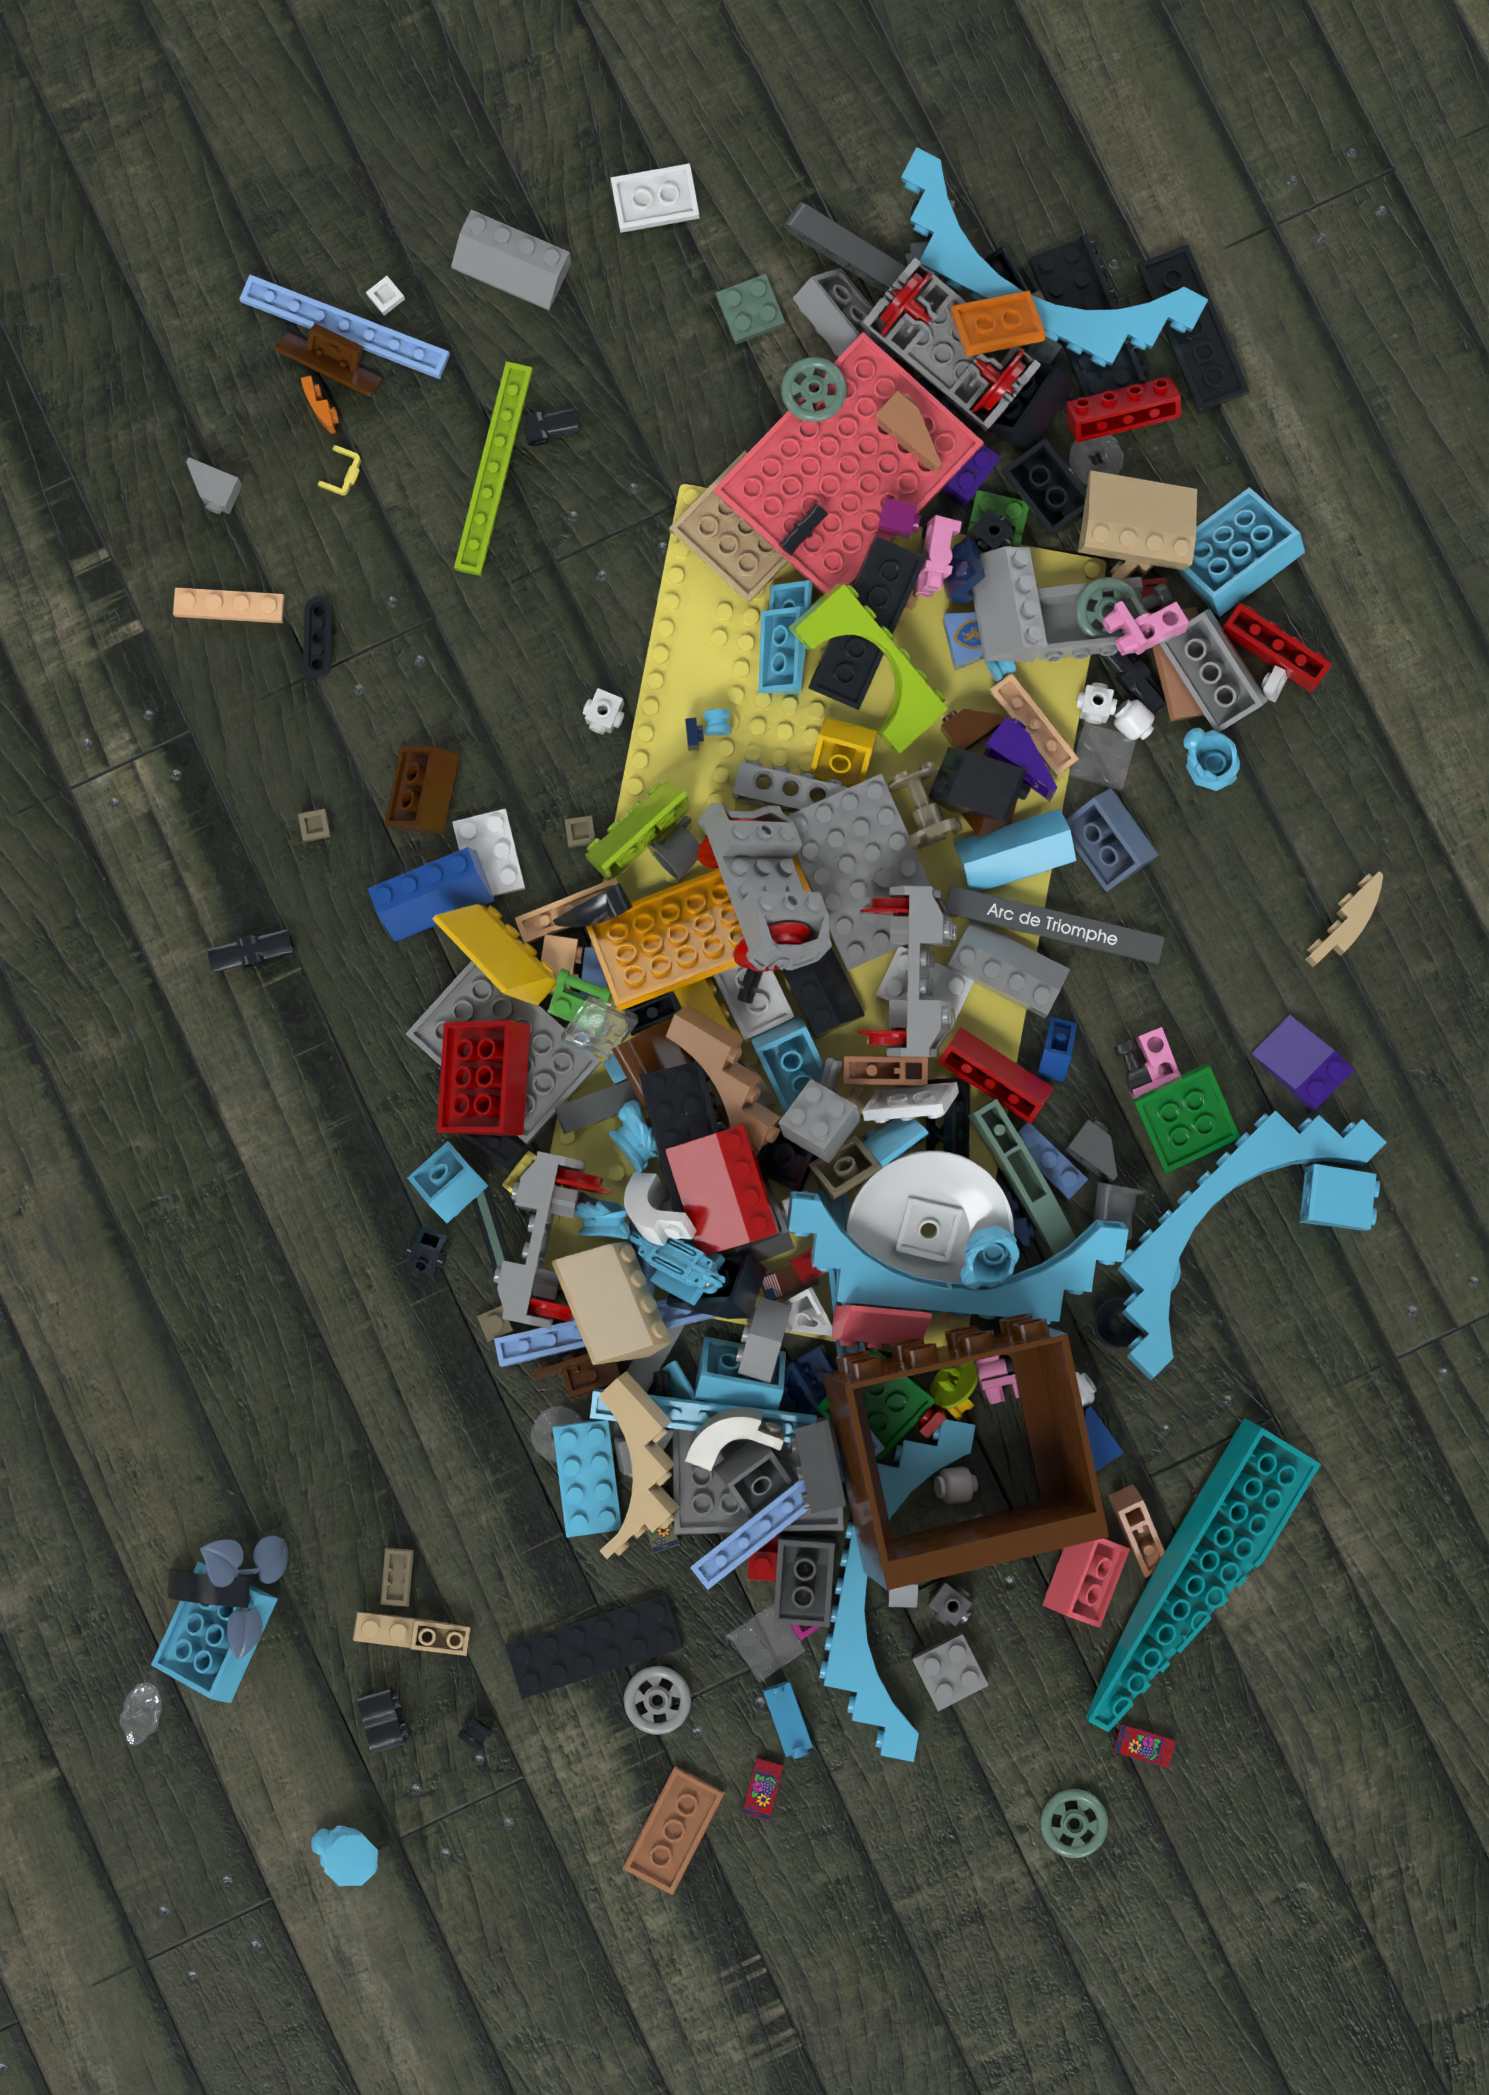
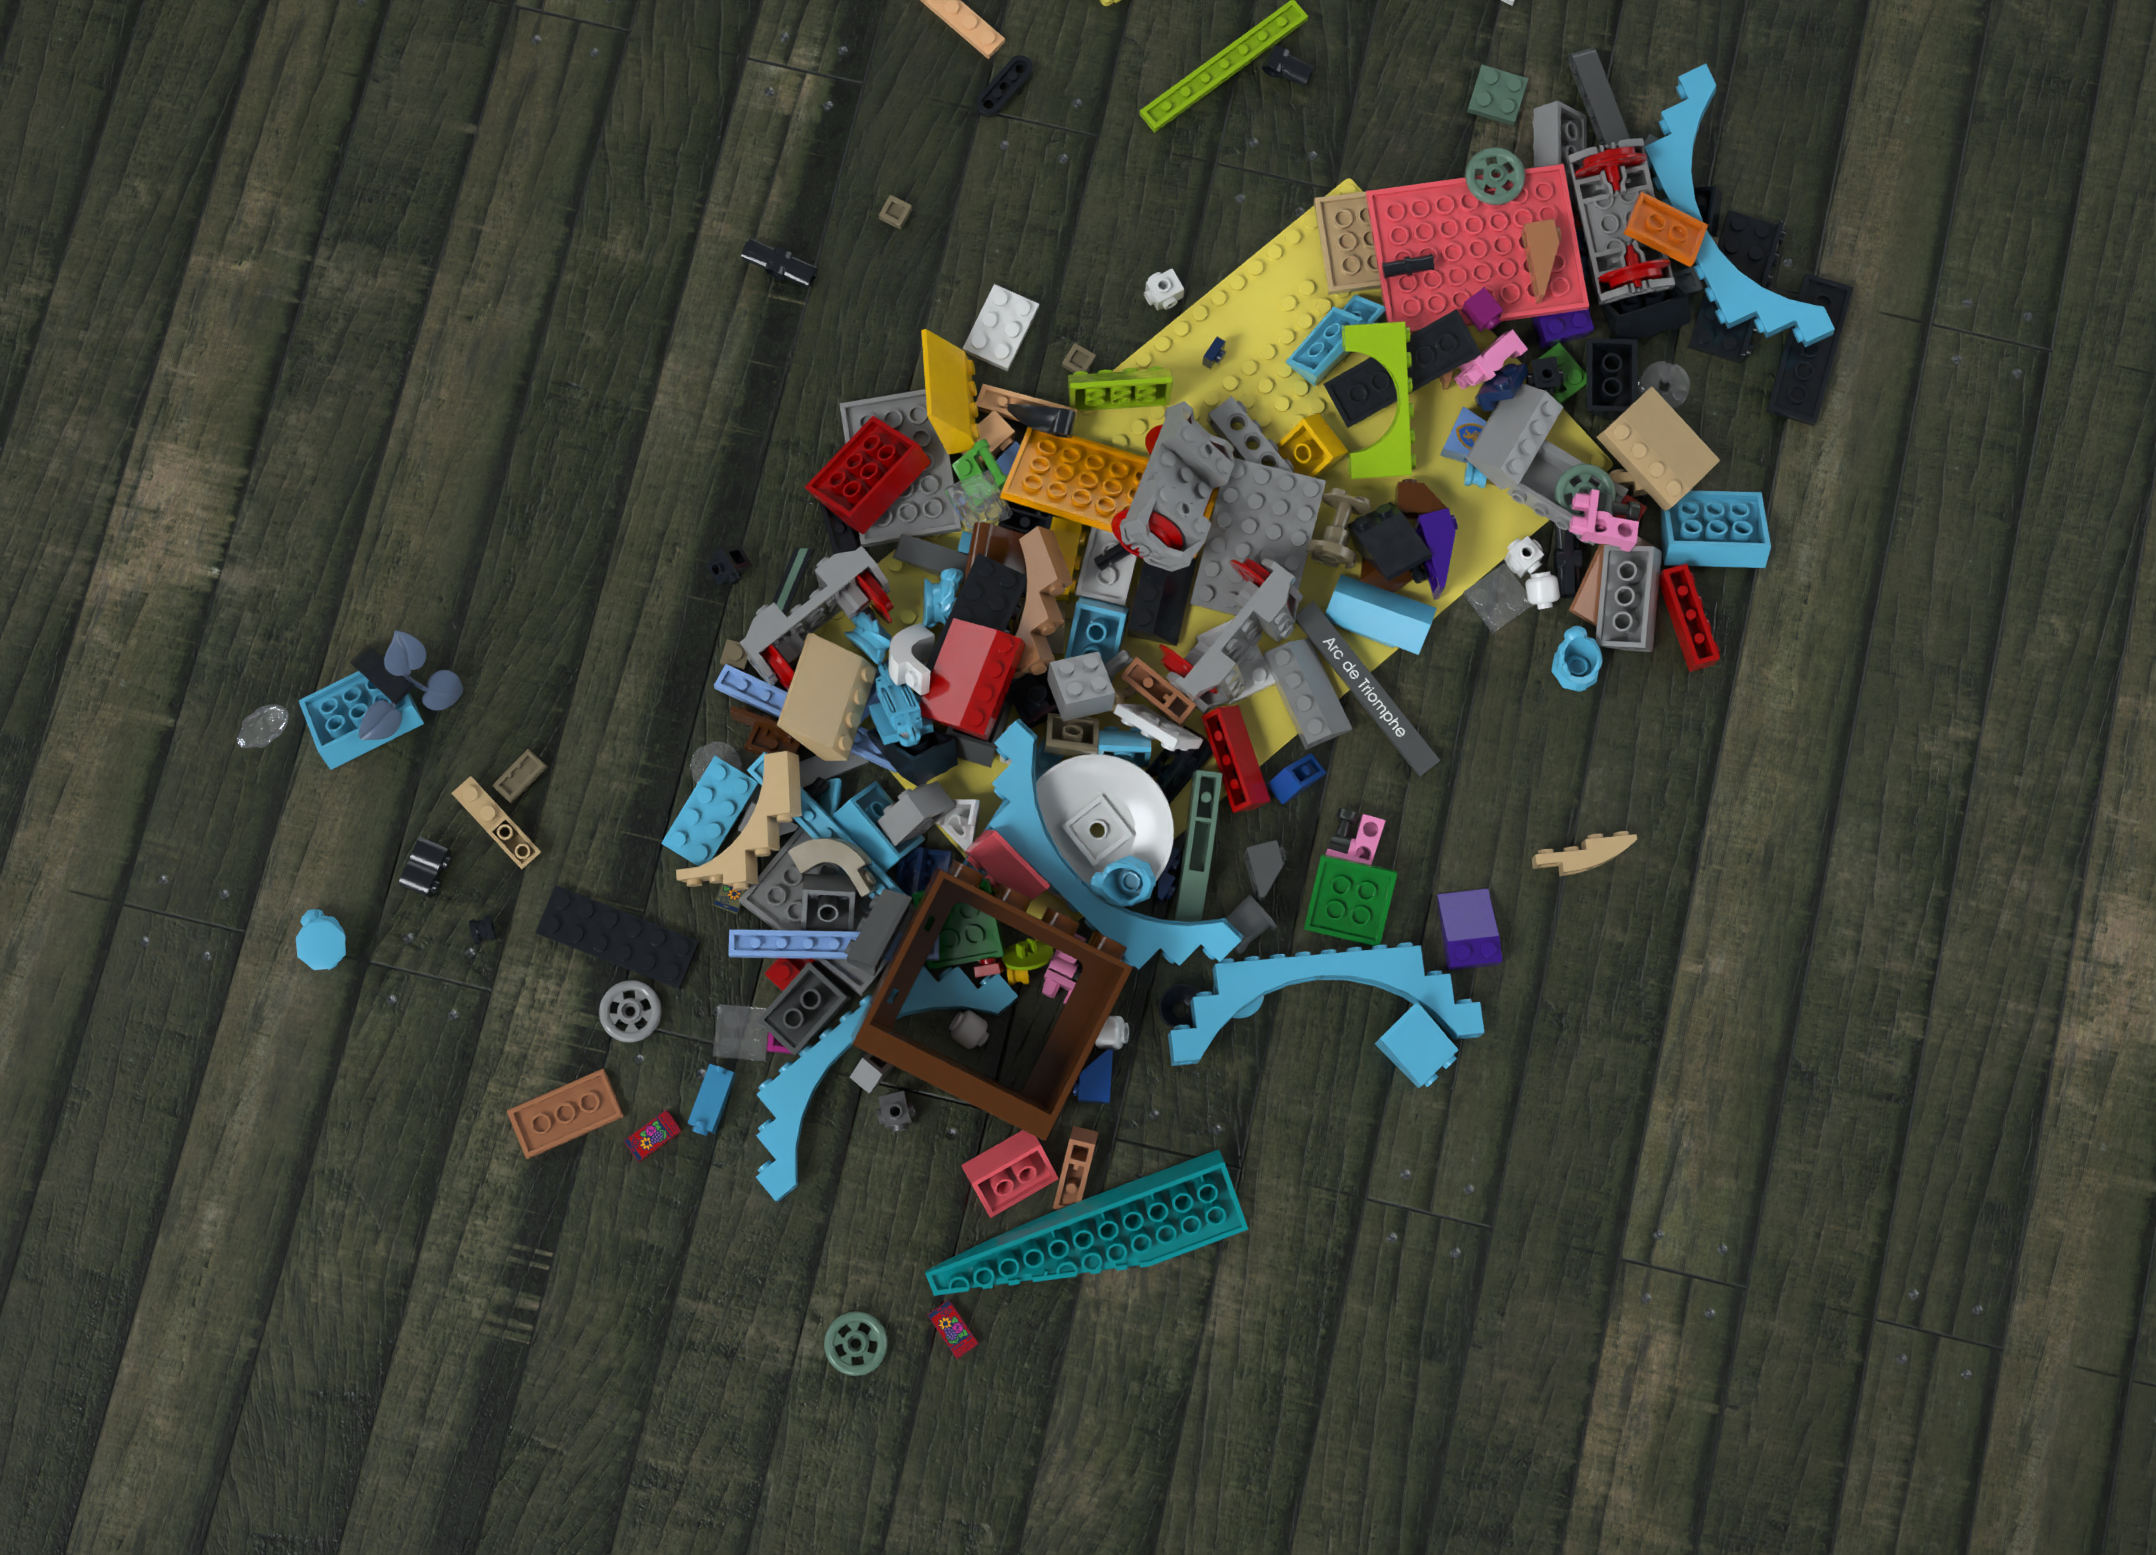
camera: 30 degrees right, 5 degrees down
(413, 898) = (946, 315): blue slope -> none
(422, 789) = (991, 245): reddish brown slope -> none
(447, 1182) = (783, 529): medium azure slope -> none
(677, 851) = (1135, 423): dark grey hat -> none
(717, 722) = (1238, 358): medium azure wheel -> none
(784, 1283) = (964, 786): reddish brown tile -> none
(804, 1268) = (985, 789): red plate -> none
(949, 1671) = (855, 1158): light grey brick -> none
(1046, 738) = (1466, 536): light nougat plate -> none
(1051, 1162) = (1227, 856): medium blue plate -> none
(1109, 840) = (1455, 659): sand blue slope -> none
(1123, 409) = (1712, 365): red brick -> none
(1274, 683) = (1667, 643): white plate -> none

